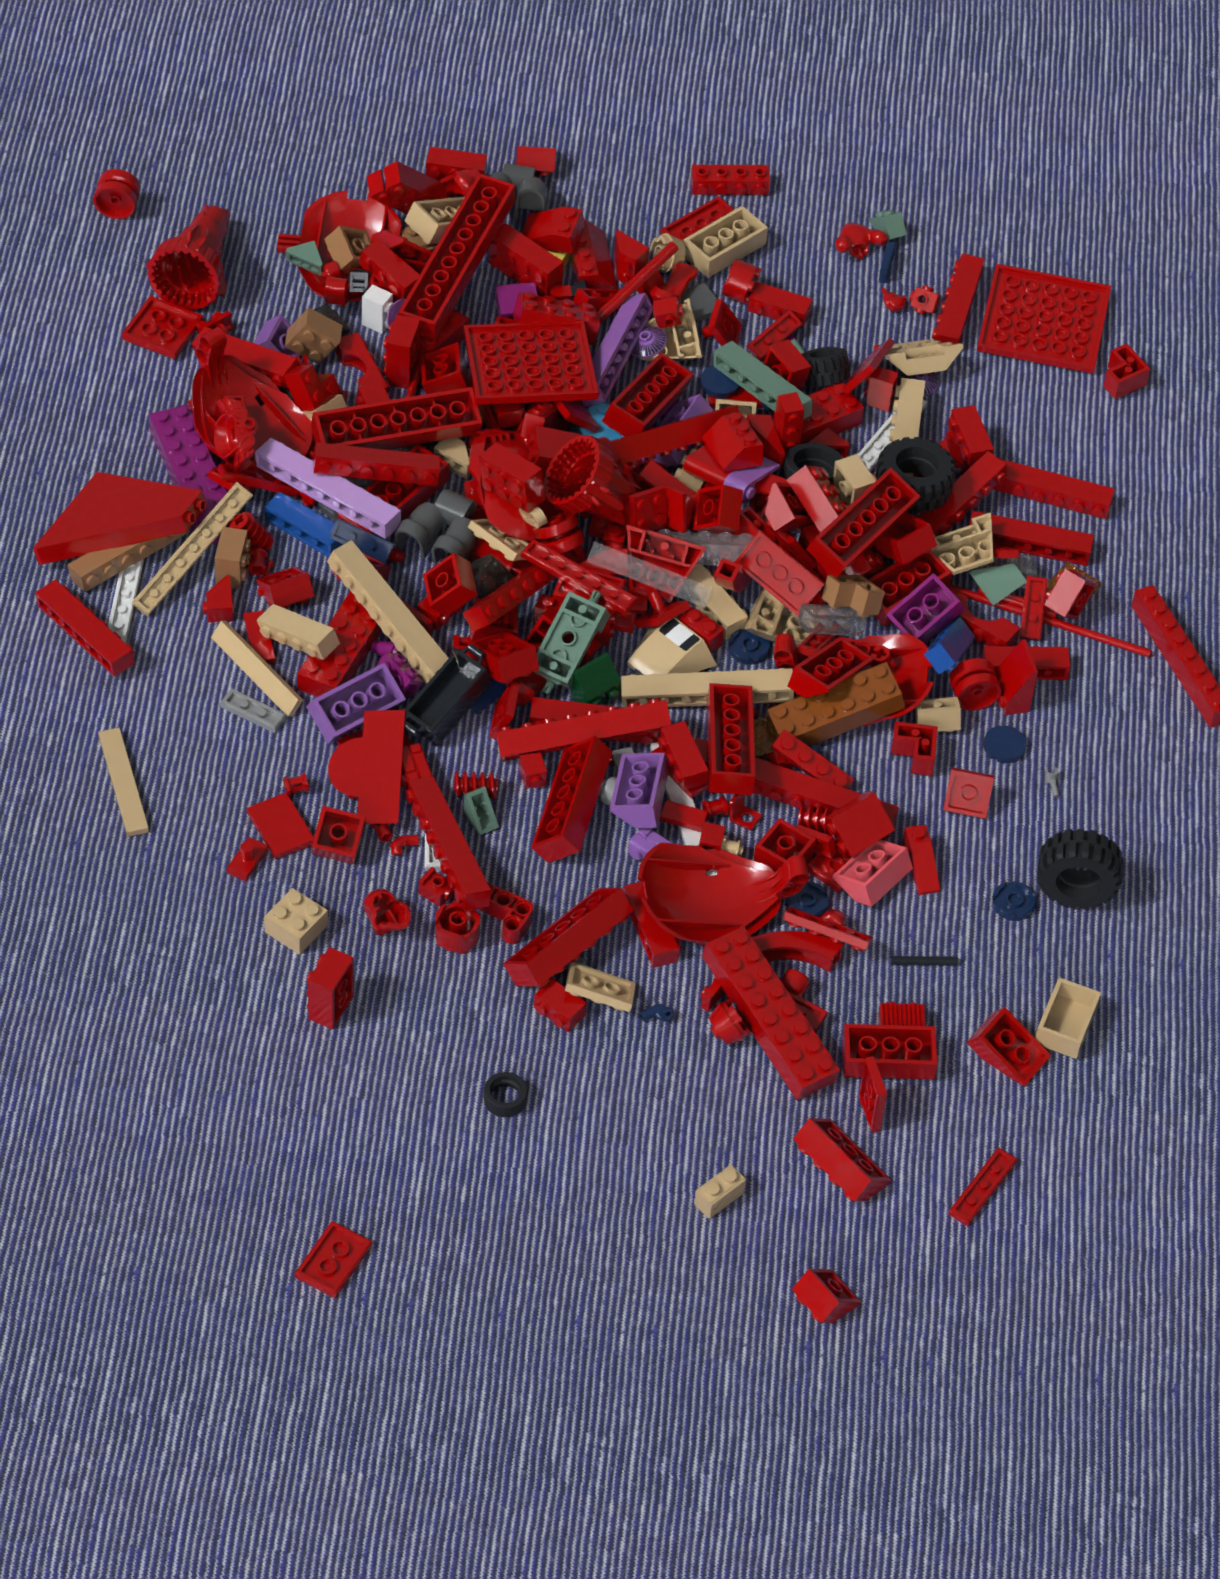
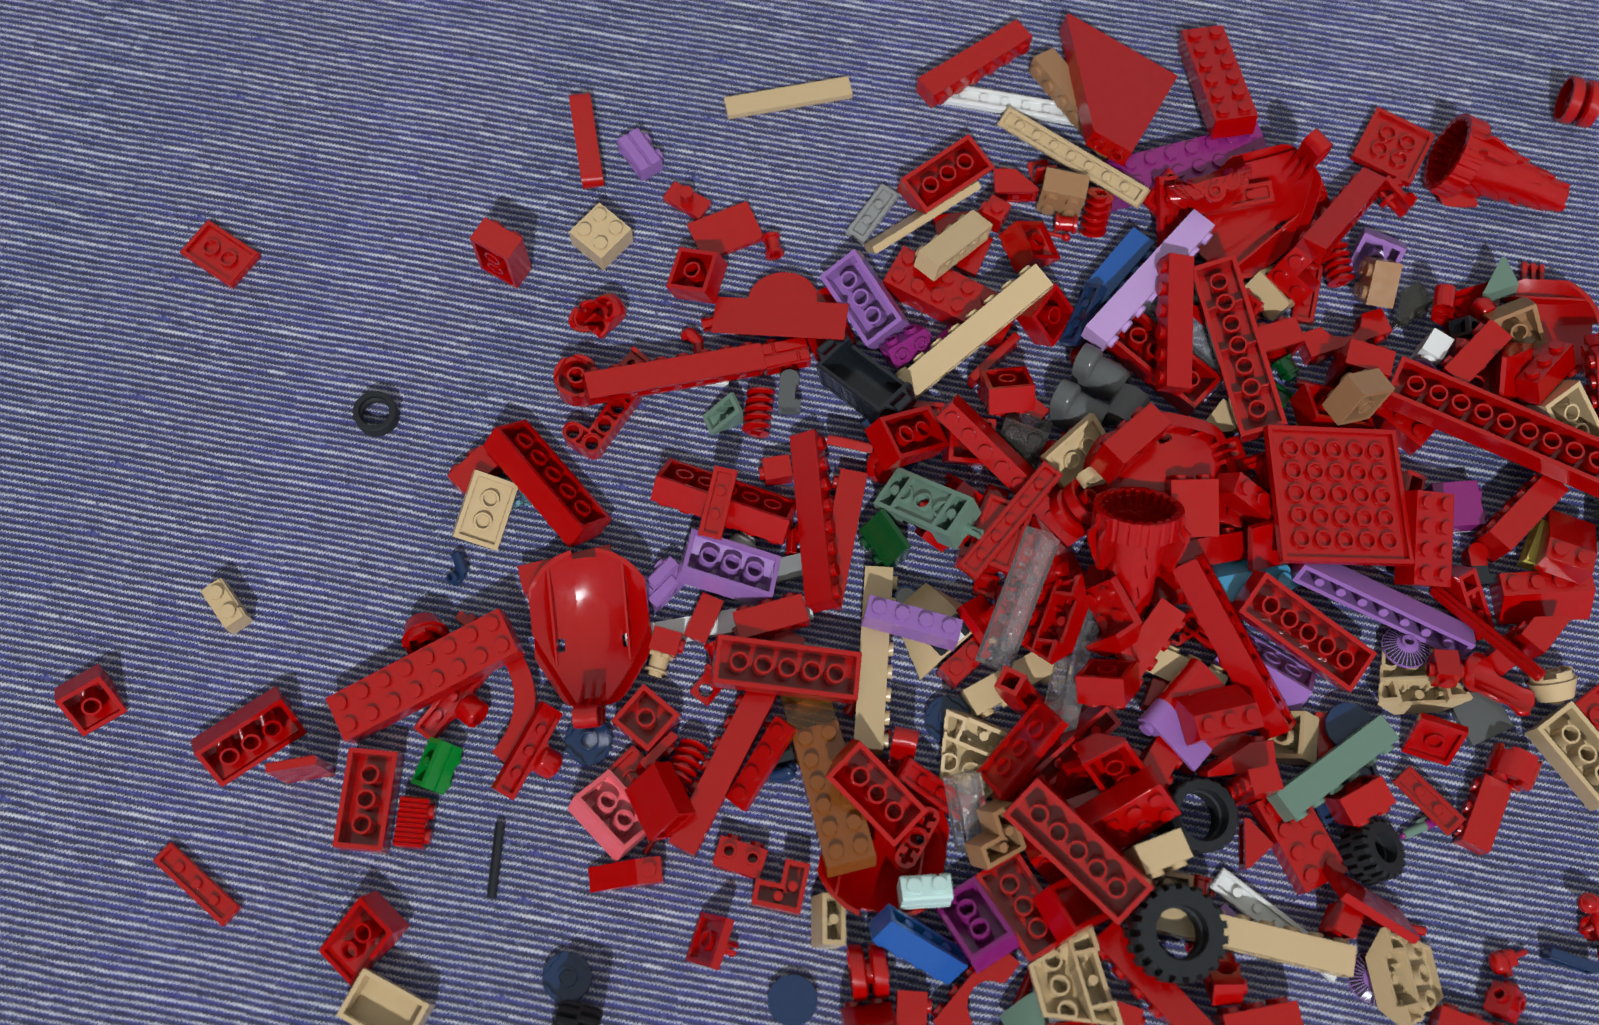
camera: 95 degrees right, 20 degrees up
(106, 439) = (1217, 82): none -> red brick
(183, 944) = (586, 140): none -> red beam
(198, 896) = (640, 154): none -> medium lavender brick
(205, 579) = (1037, 177): none -> red bracket
(216, 647) = (944, 175): none -> red slope
(255, 605) = (996, 212): none -> red brick
(402, 225) = (1545, 372): none -> red brick
(440, 342) = (1357, 396): none -> medium nougat brick
(445, 765) = (787, 387): none -> dark grey leg
(586, 783) = (718, 503): none -> red plate
(677, 651) = (912, 622): none -> medium lavender brick
(849, 1003) = (437, 766): none -> green brick
(893, 781) = (740, 857): none -> red brick
(908, 635) = (924, 891): none -> light aqua brick

